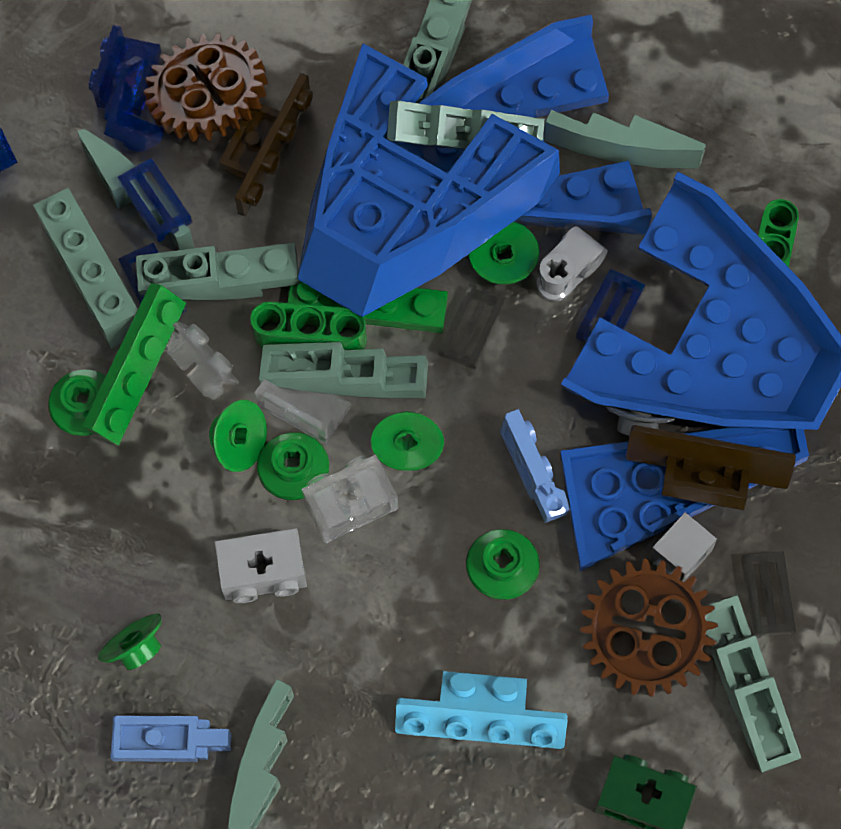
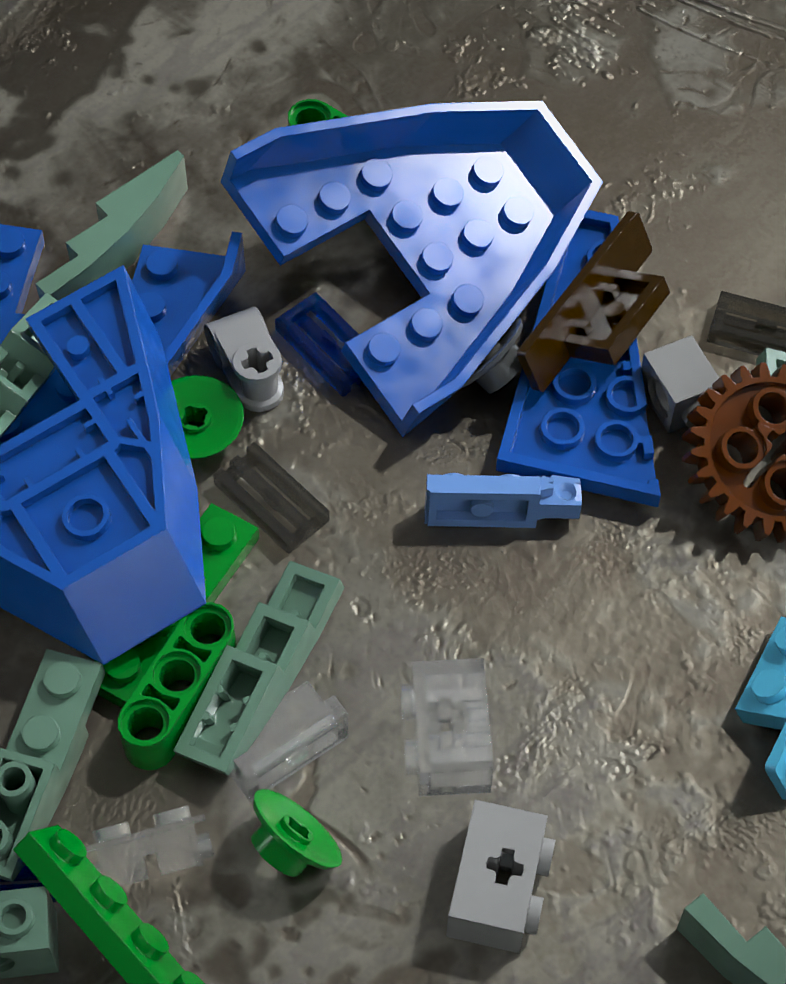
camera: 70 degrees left, 10 degrees down
(289, 481) = (346, 810): green piece -> none
(407, 453) = (401, 621): green piece -> none
(498, 581) = (604, 611): green piece -> none

